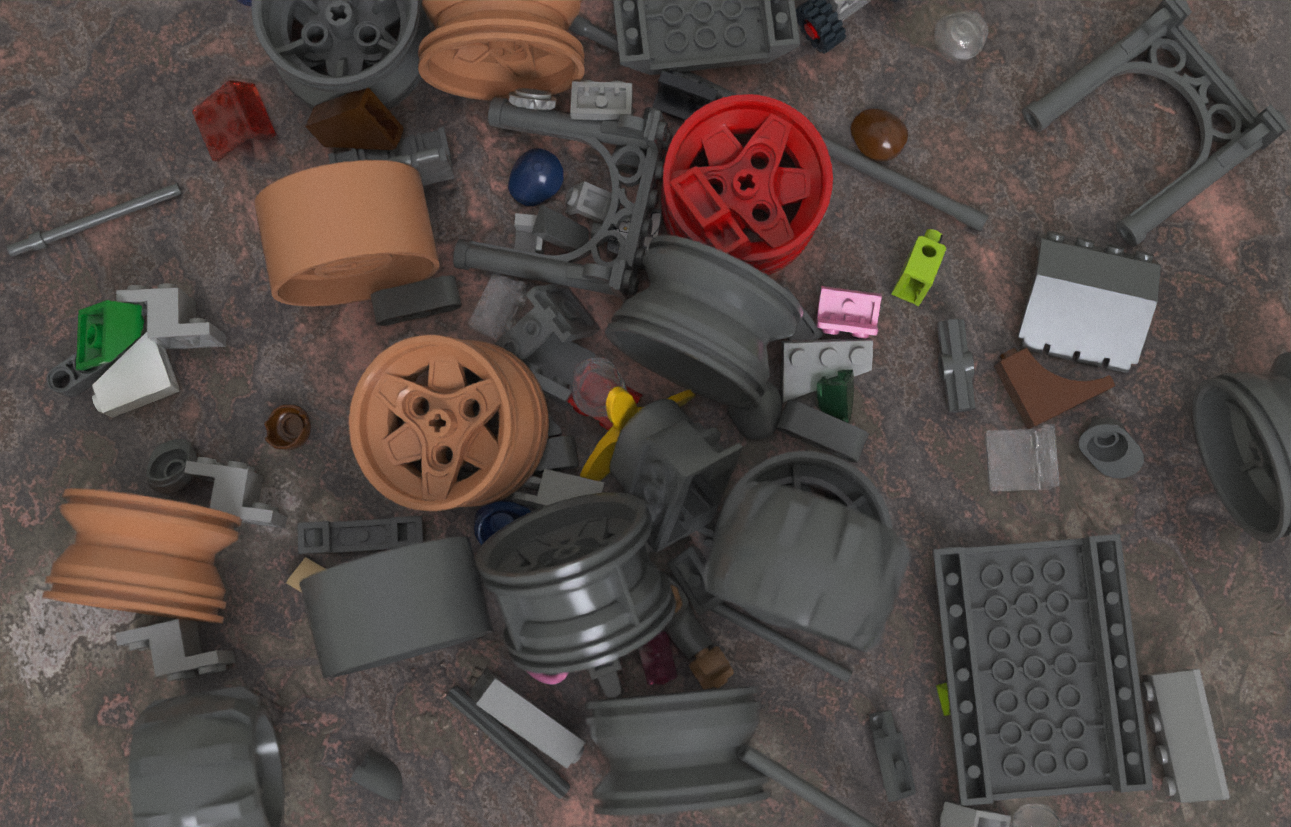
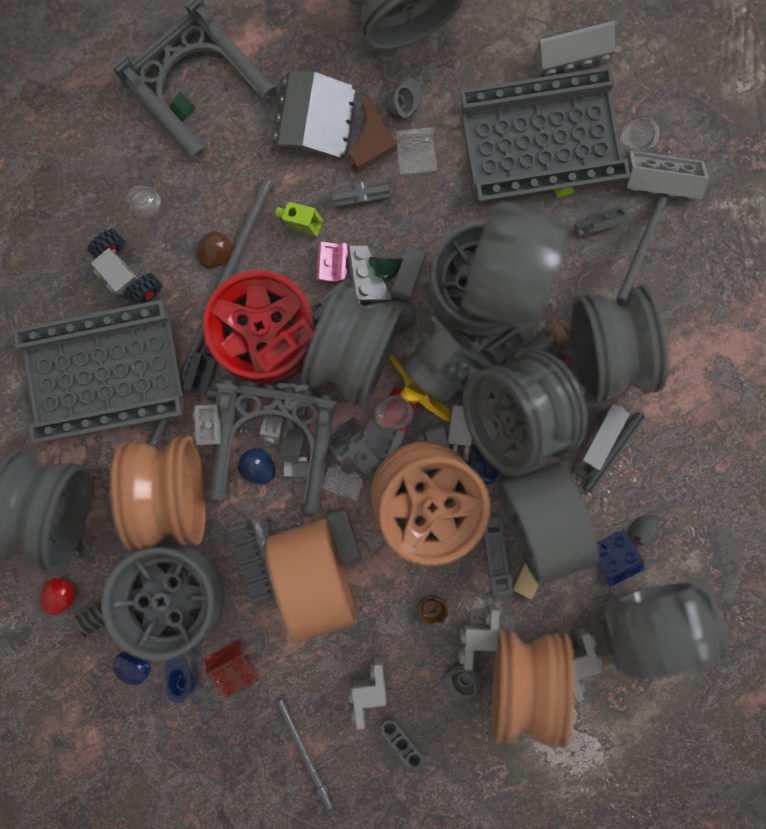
camera: 90 degrees left, 5 degrees up
(106, 332) = (384, 733): green slope -> none
(135, 379) = (409, 712): white slope -> none
(225, 44) = (179, 679): none -> clear blue piece
(337, 729) = (619, 558): none -> clear blue bracket
(355, 122) = (230, 586): reddish brown slope -> none
(532, 99) = (207, 470): light grey gear -> none
(1110, 100) = (182, 106): none -> dark green slope

